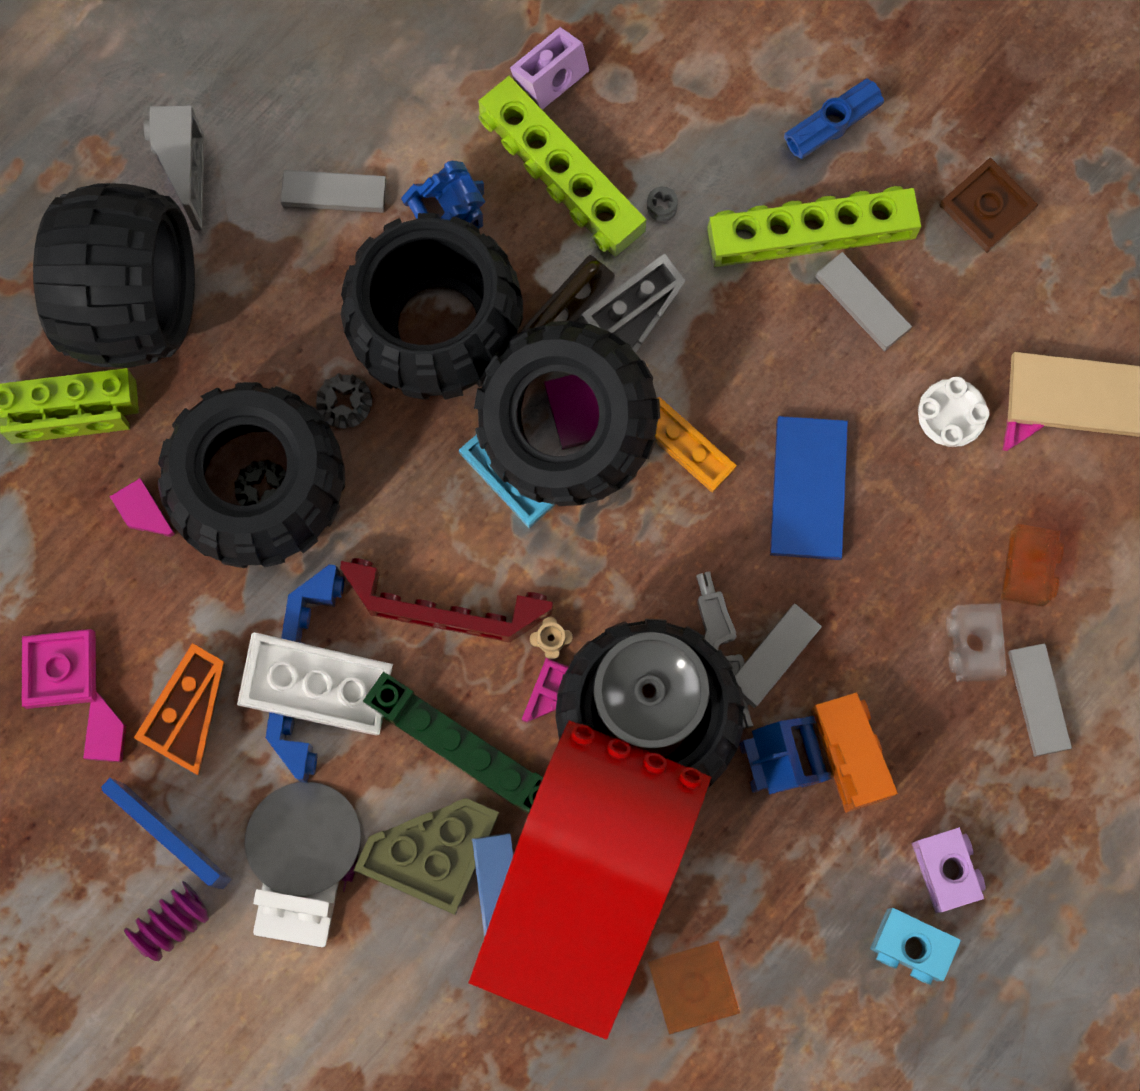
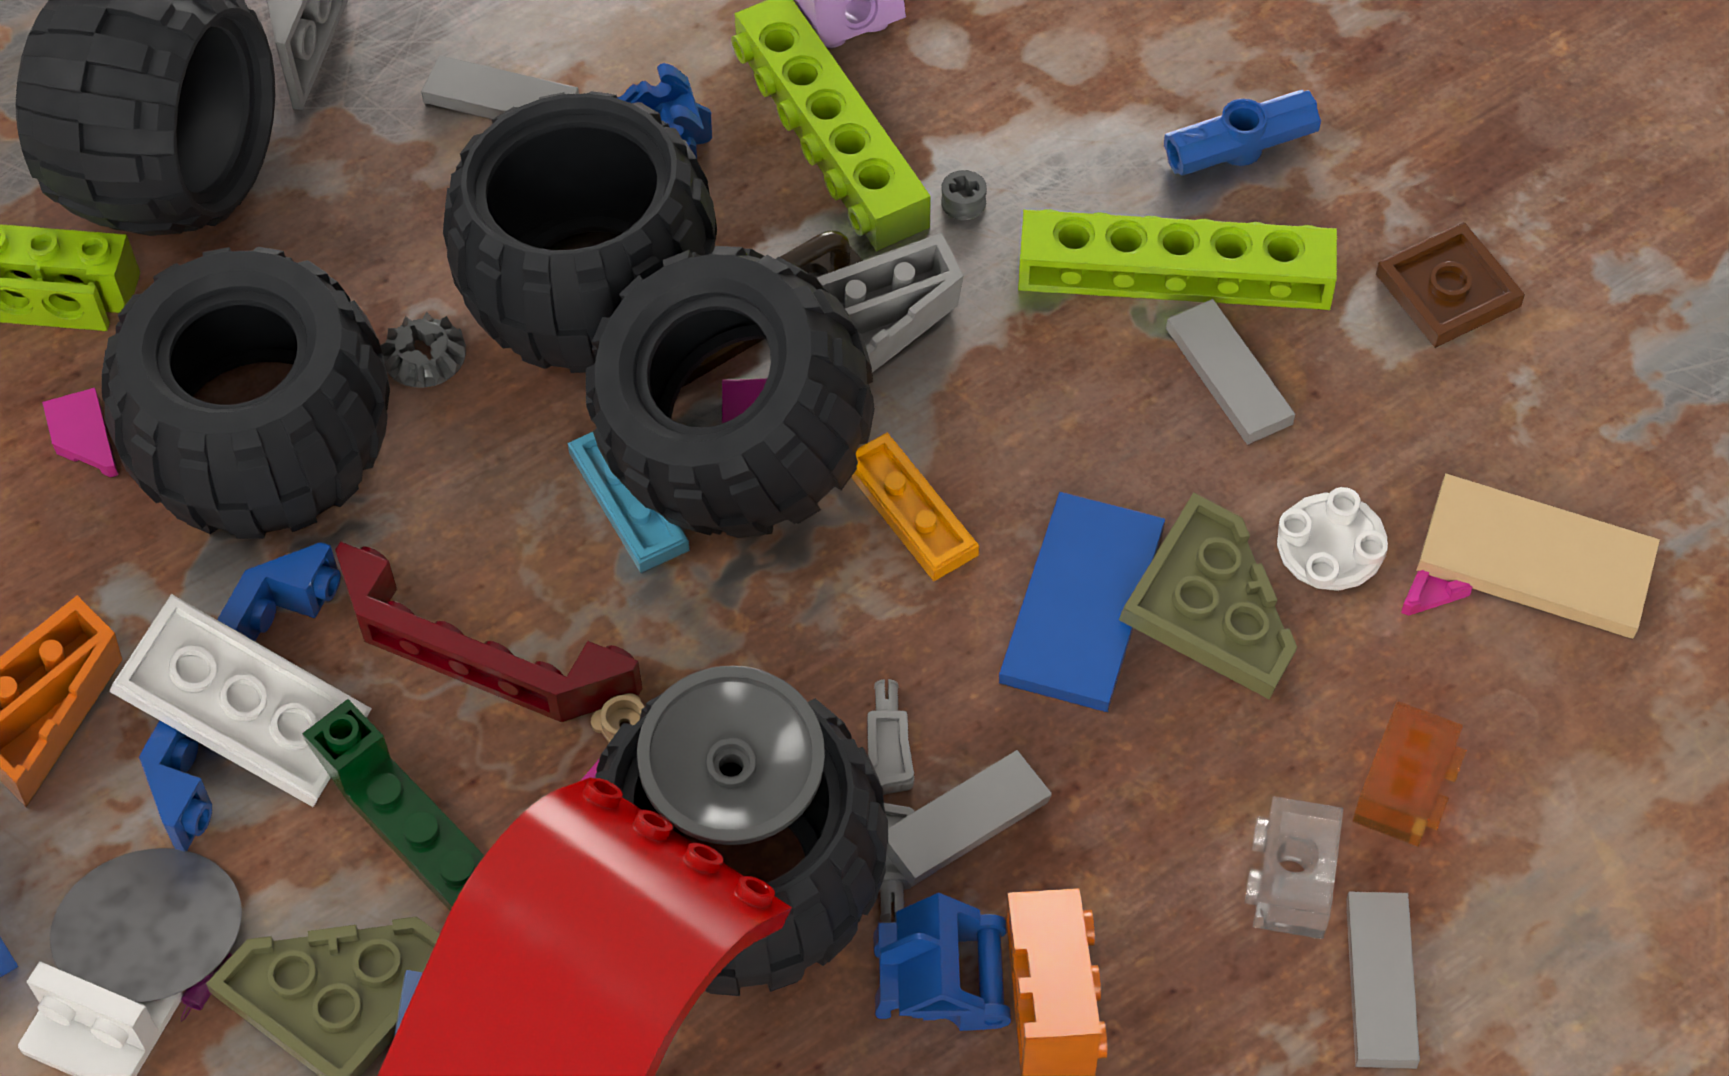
camera: 15 degrees right, 20 degrees down
(889, 471) = (1213, 599): none -> olive plate

